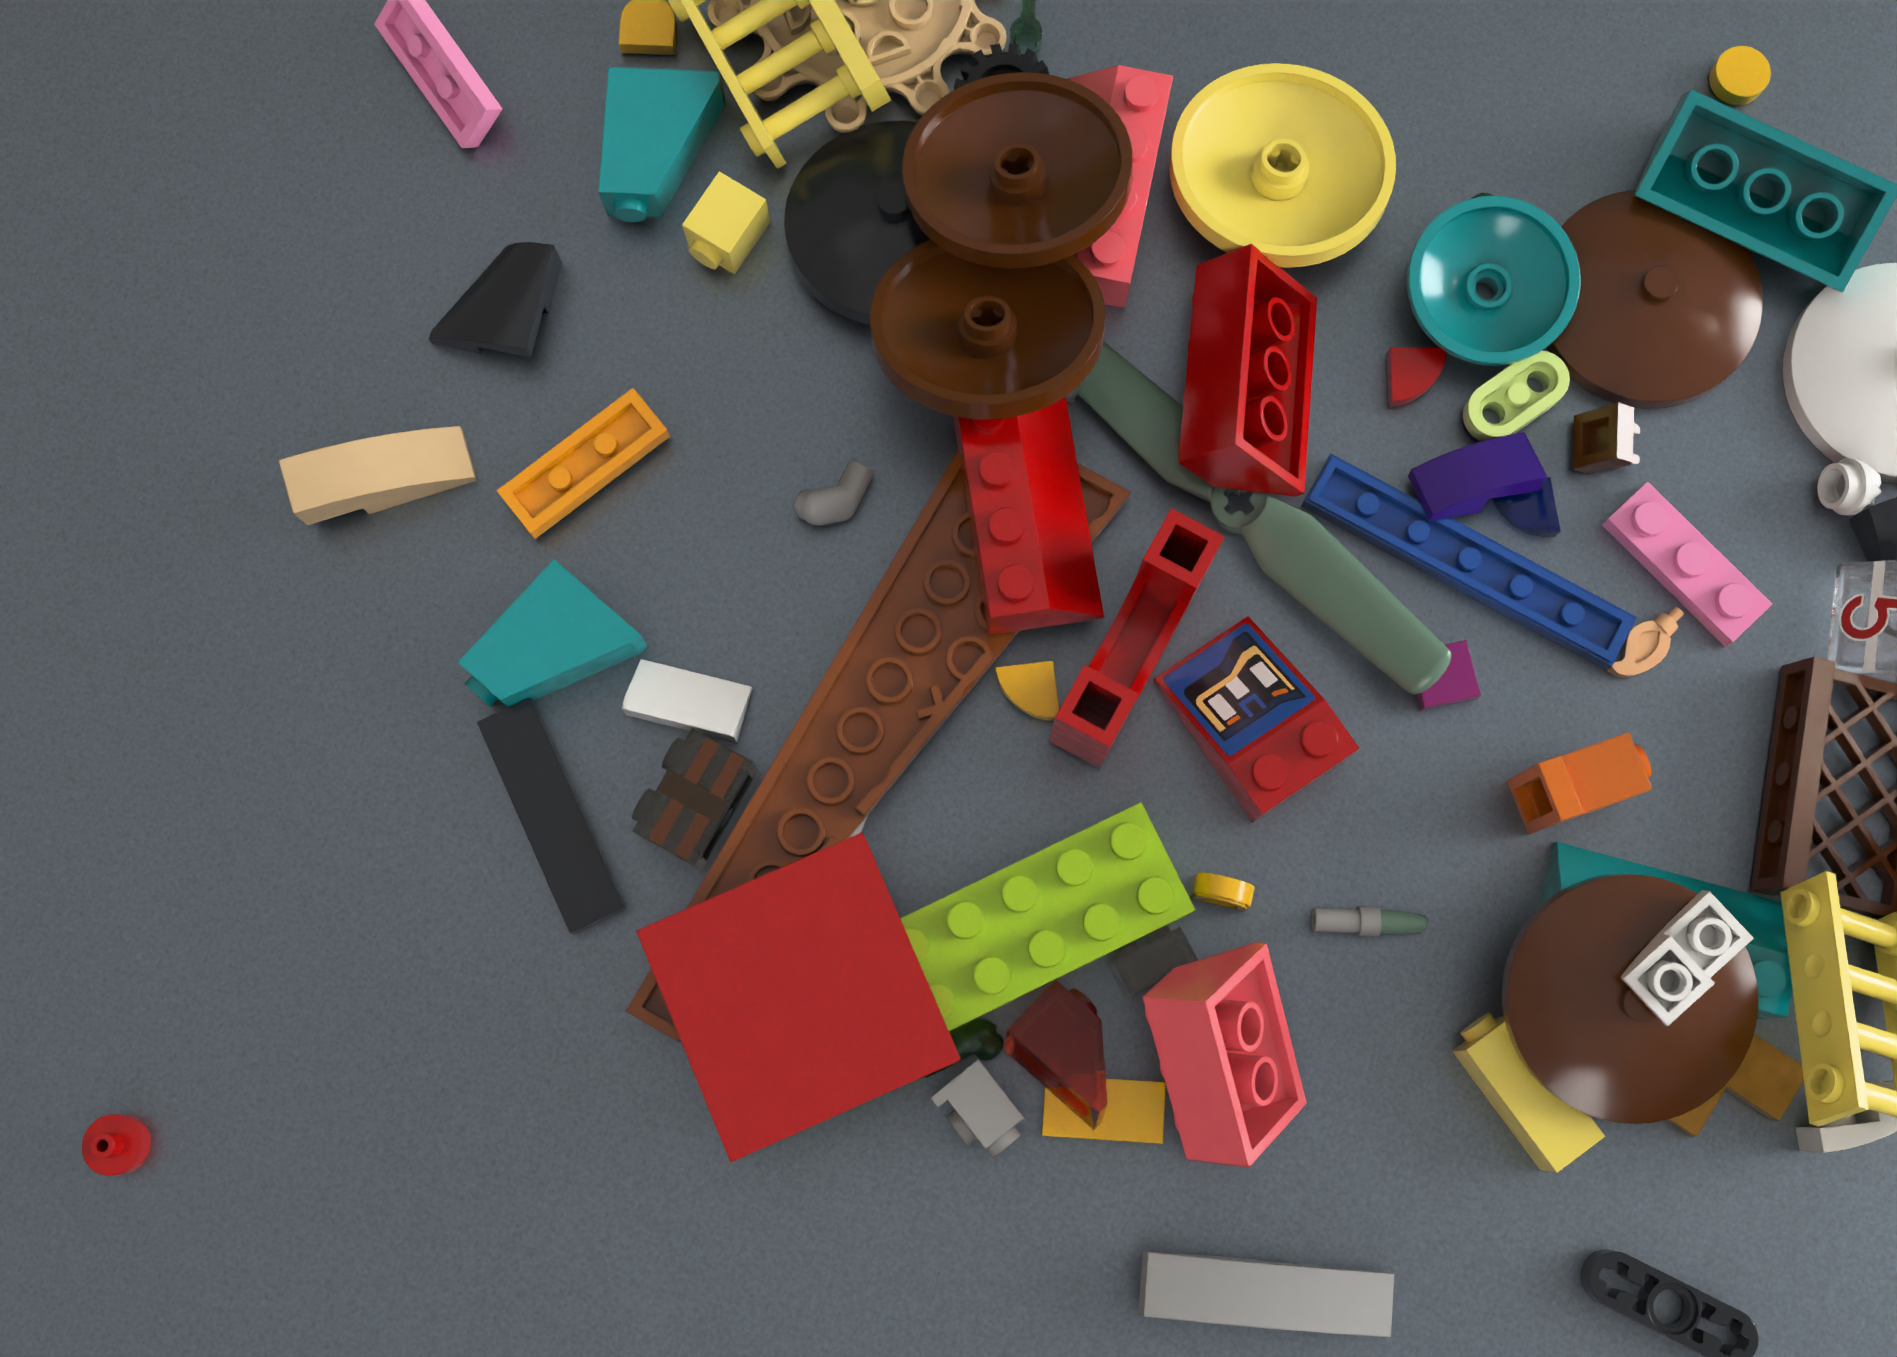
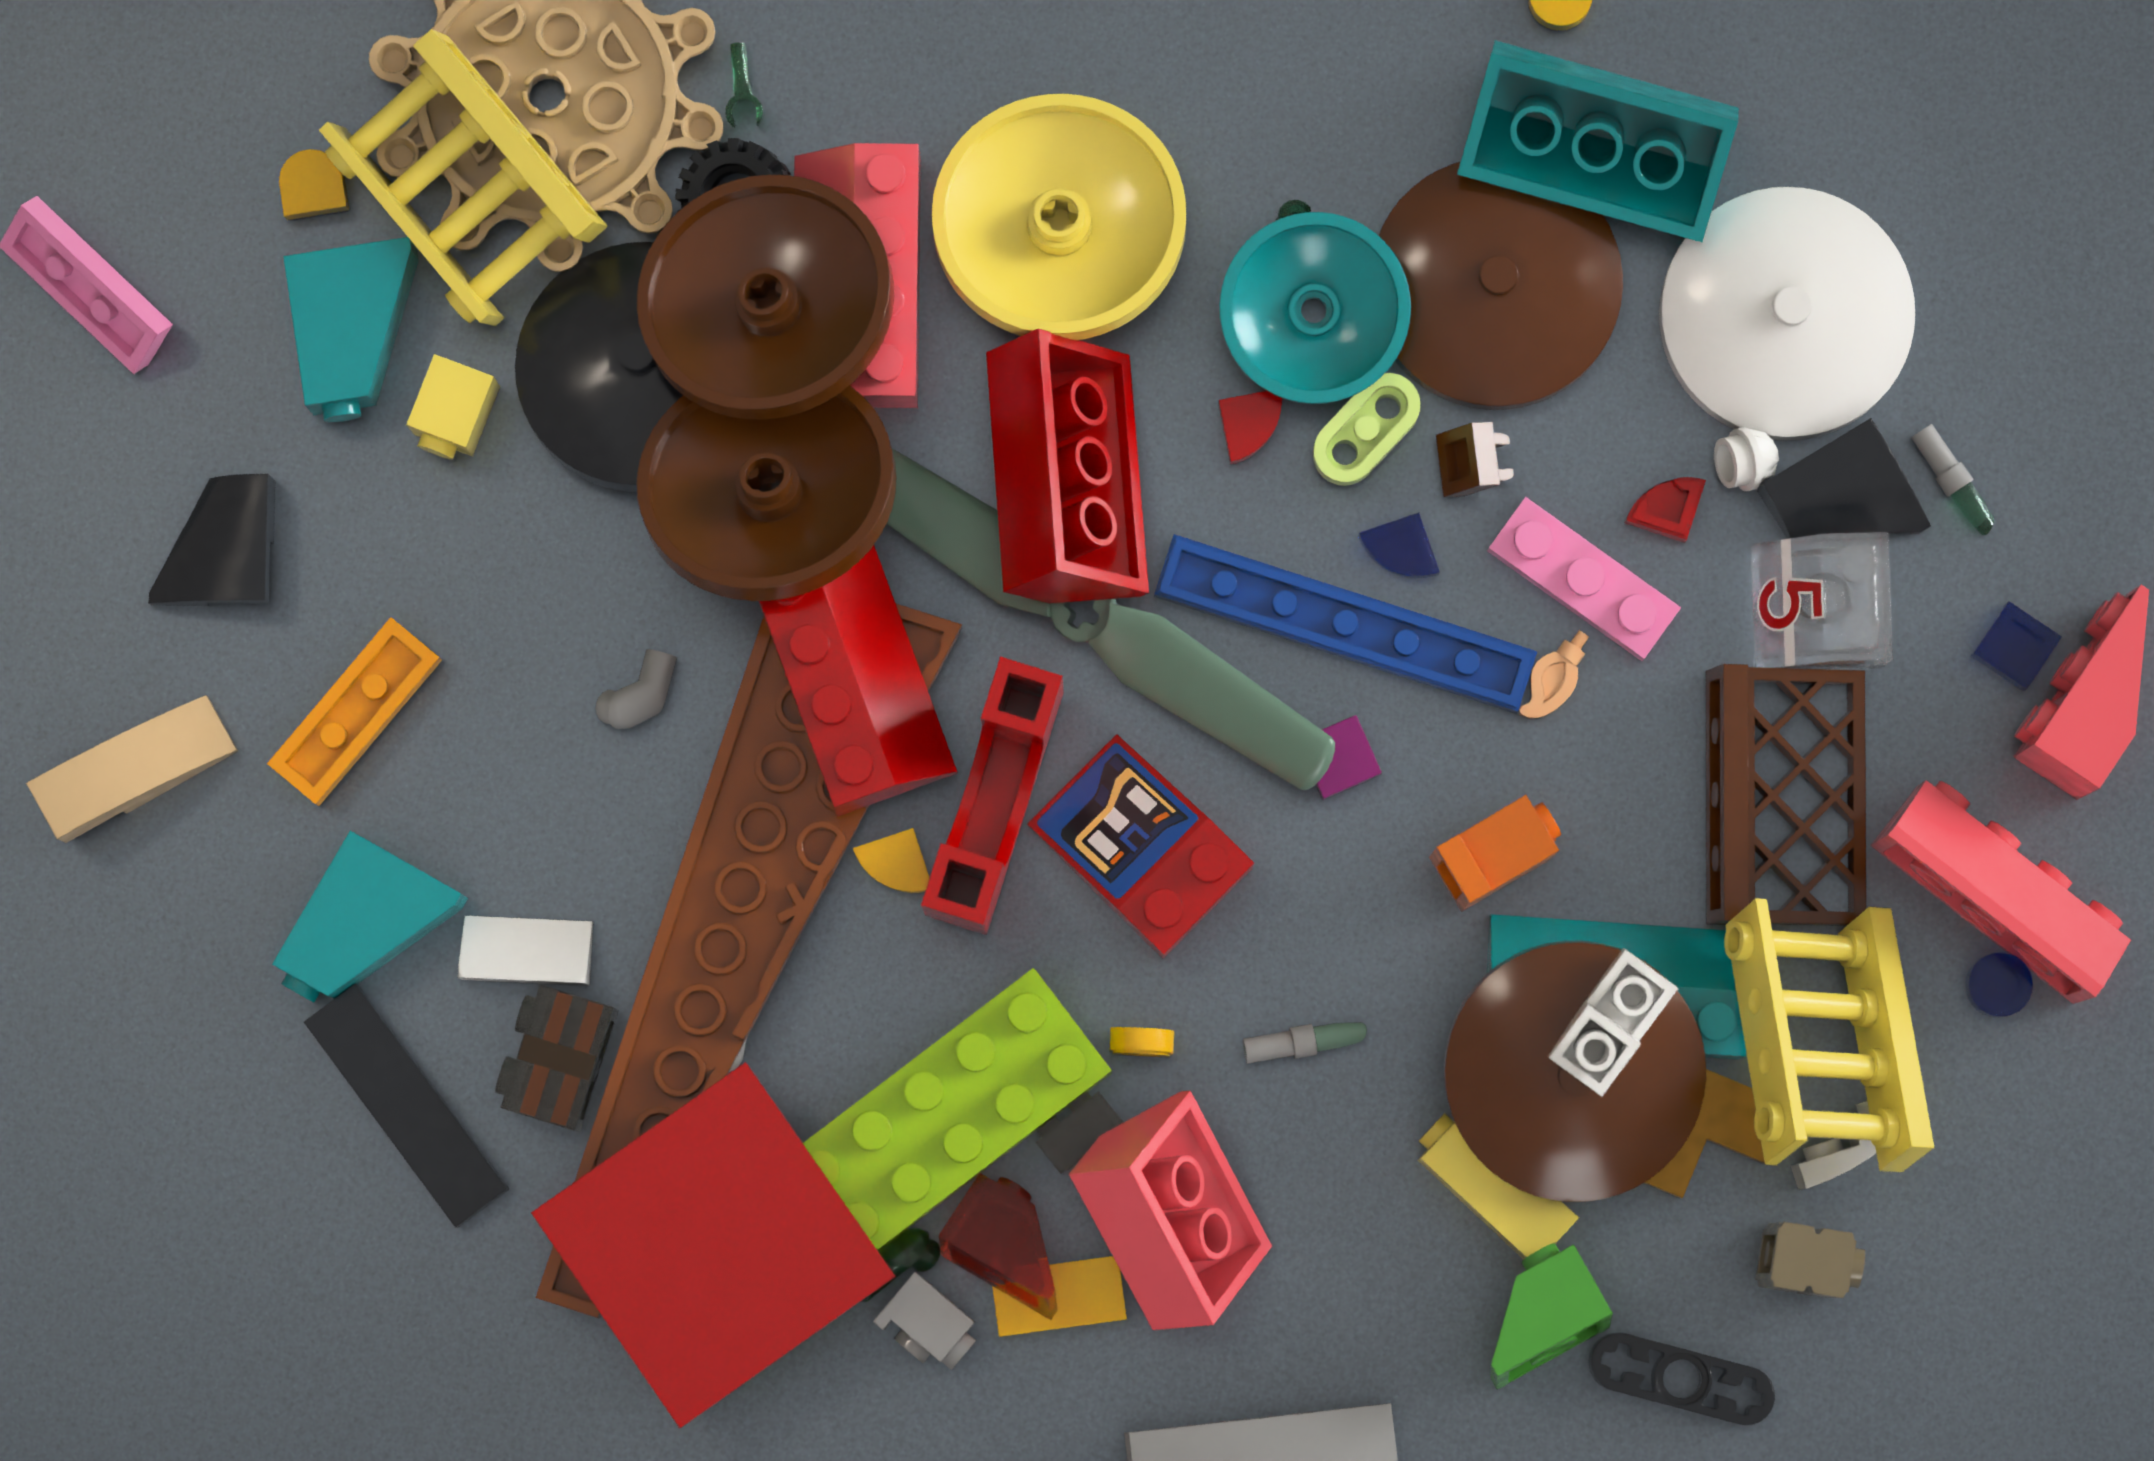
camera: 10 degrees left, 5 degrees up
(1471, 475) = (1334, 528): dark purple slope -> none
(1564, 1219) = (1548, 1313): none -> bright green slope
(1770, 518) = (1668, 508): none -> red tile
(1817, 1221) = (1809, 1260): none -> dark tan brick

